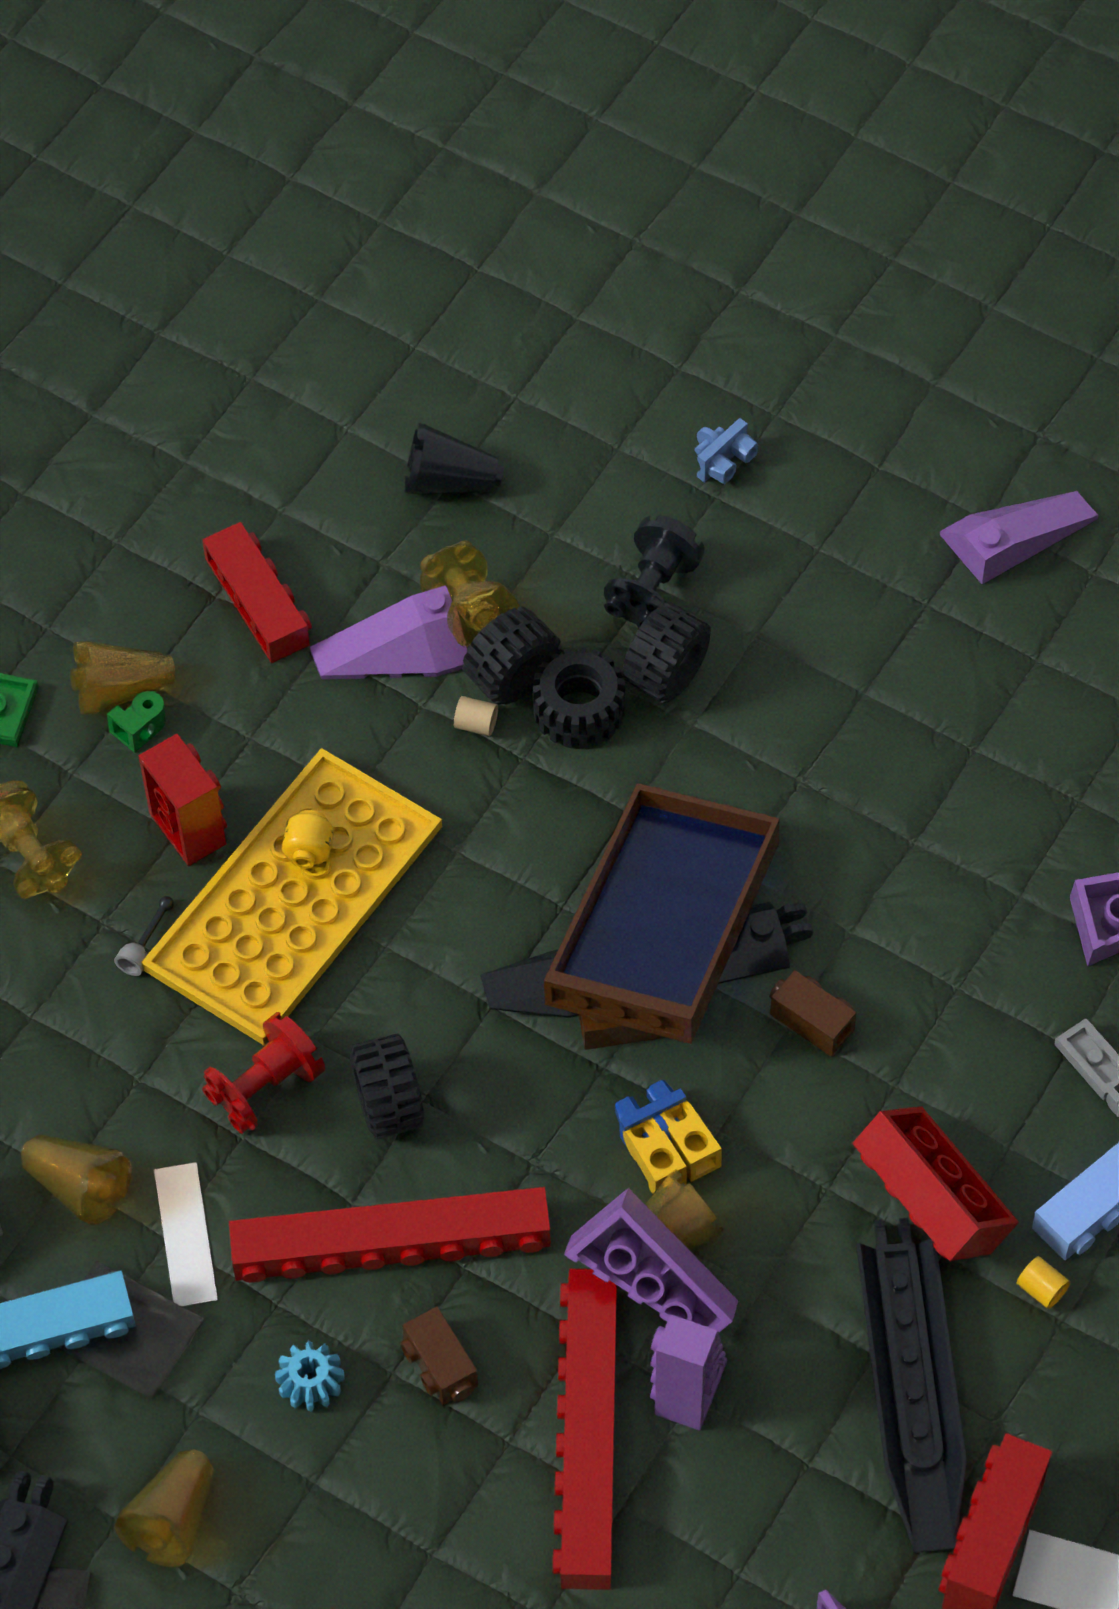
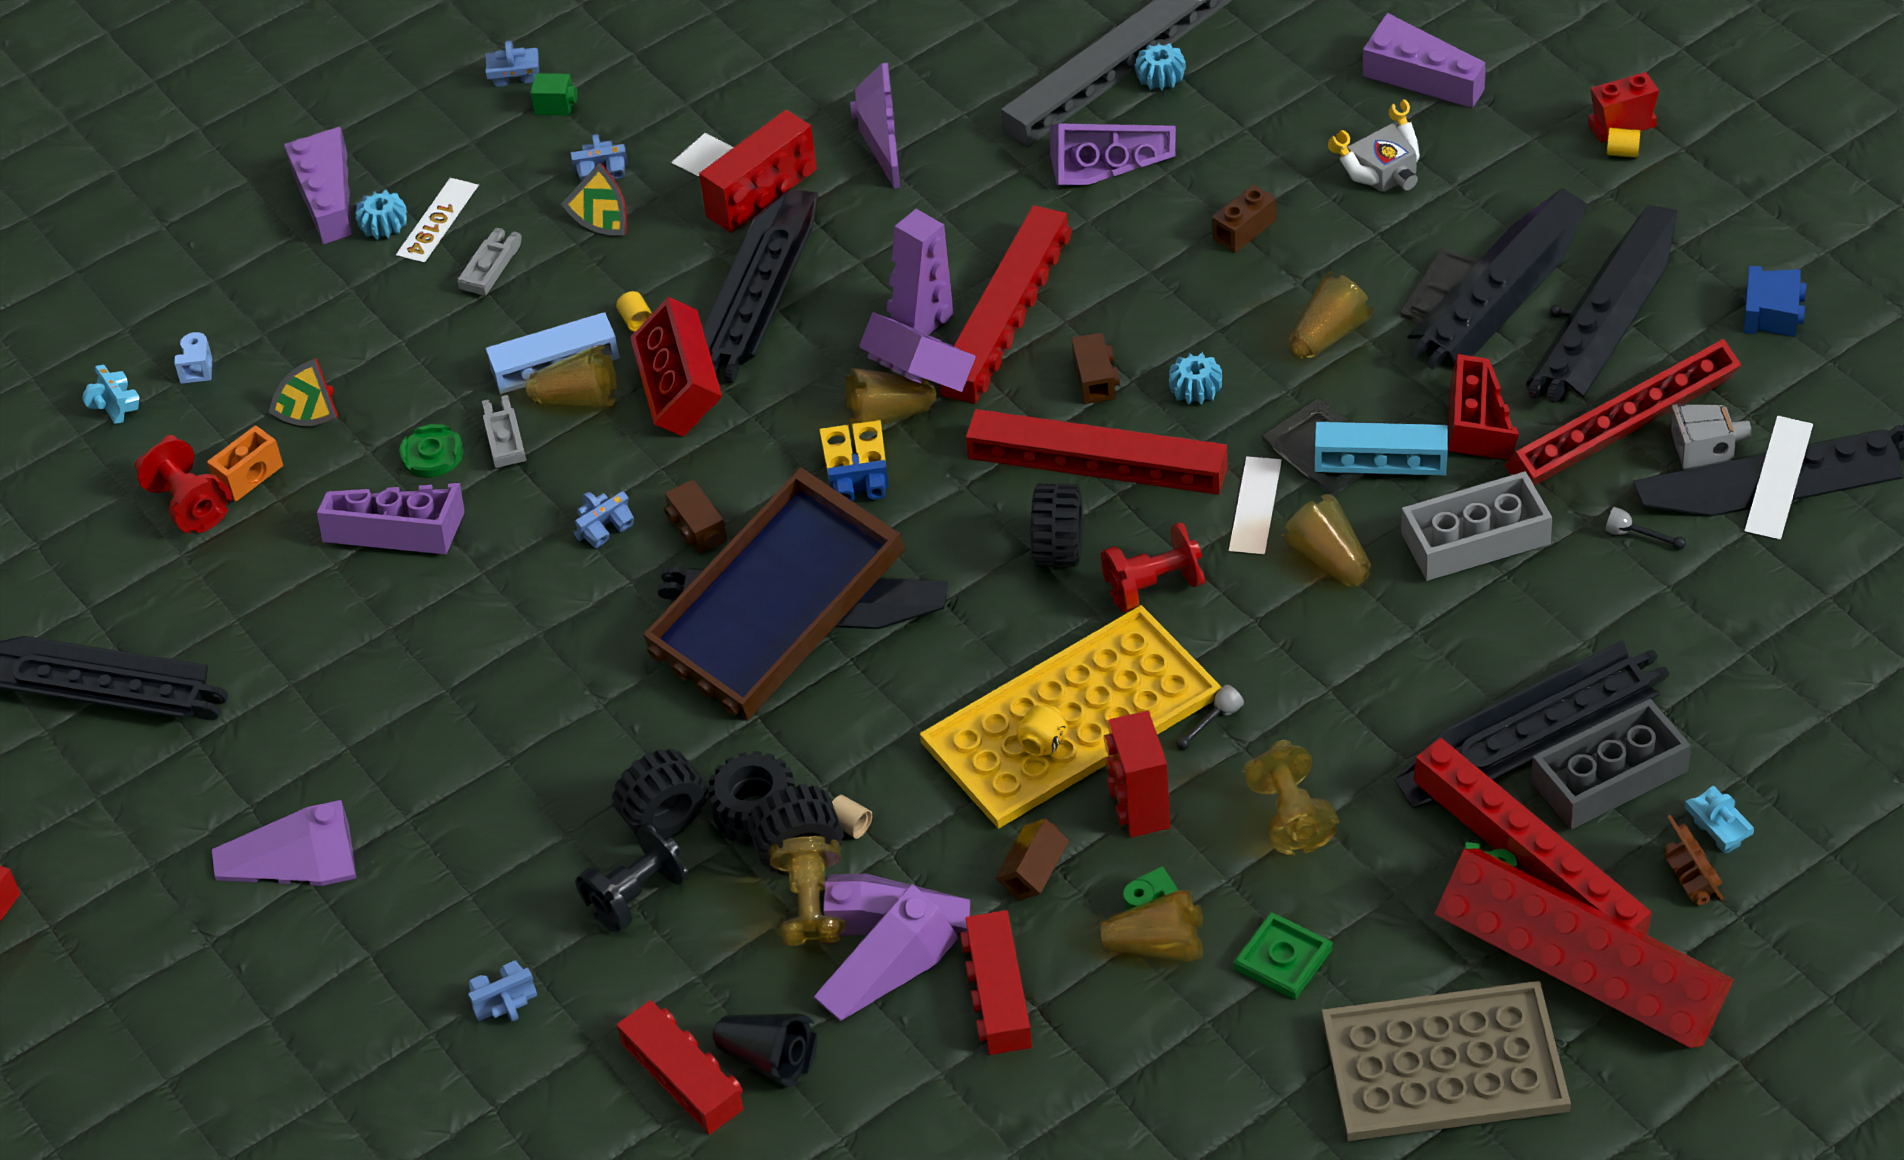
camera: 155 degrees left, 10 degrees down
(268, 713) = (1032, 859): none -> reddish brown brick
(370, 583) = (898, 948): none -> medium lavender wedge
(520, 433) = (681, 1066): none -> red brick
(923, 983) = (598, 513): none -> medium blue hips
(1047, 1144) = (576, 380): none -> clear yellow cone

